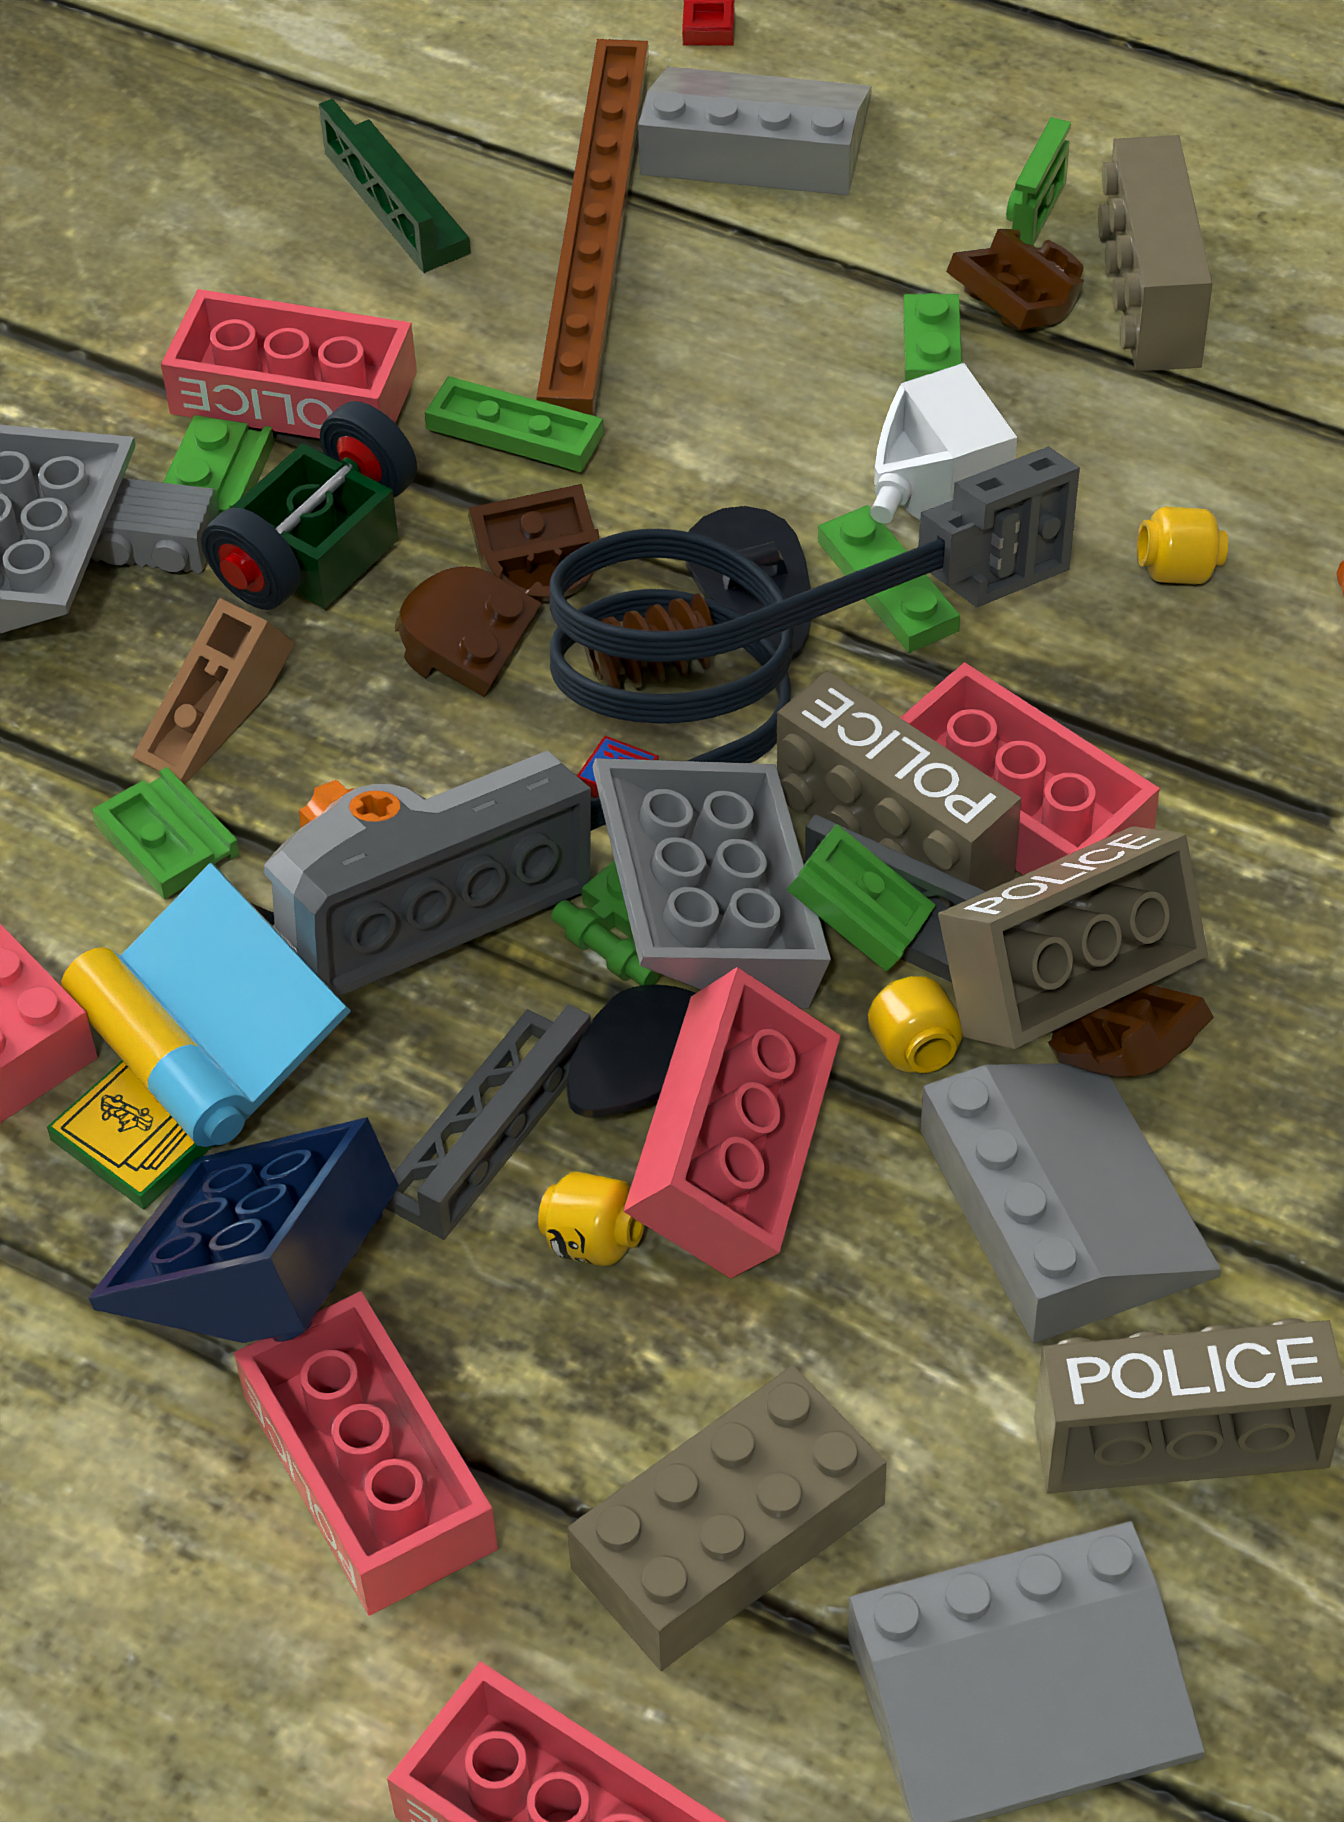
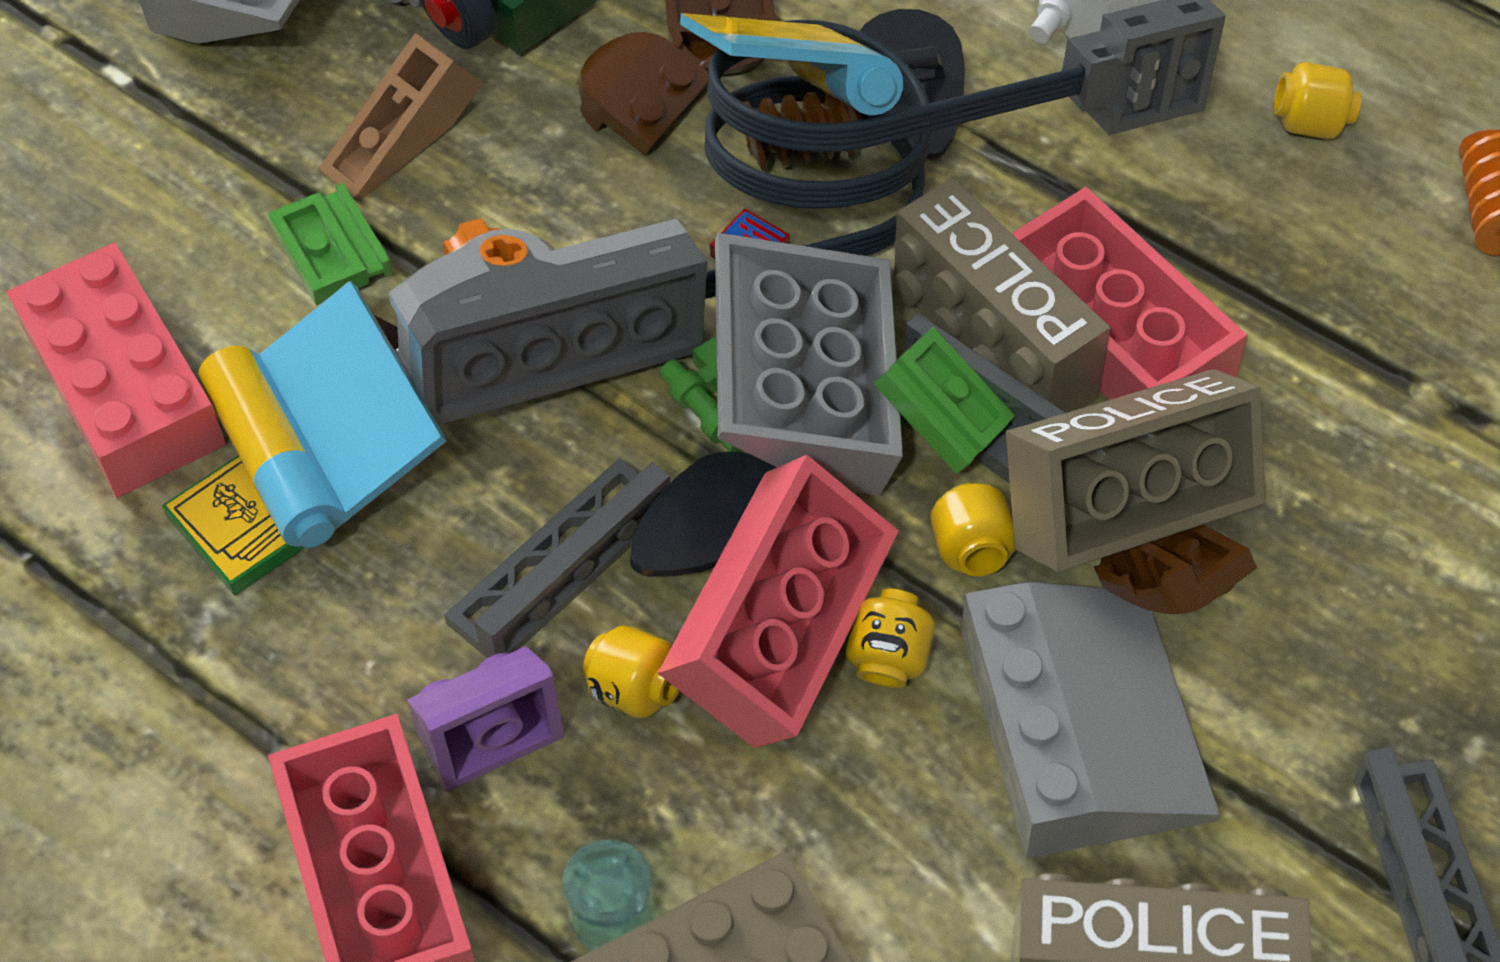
camera: 10 degrees right, 5 degrees up
(254, 1236) = (313, 645): dark blue slope -> none
(450, 1284) = (487, 716): none -> medium lavender slope
(614, 1437) = (607, 892): none -> clear light blue piece
(661, 566) = (815, 53): none -> medium azure door
(852, 1146) = (890, 639): none -> yellow head
(911, 611) = (1051, 128): bright green plate -> none

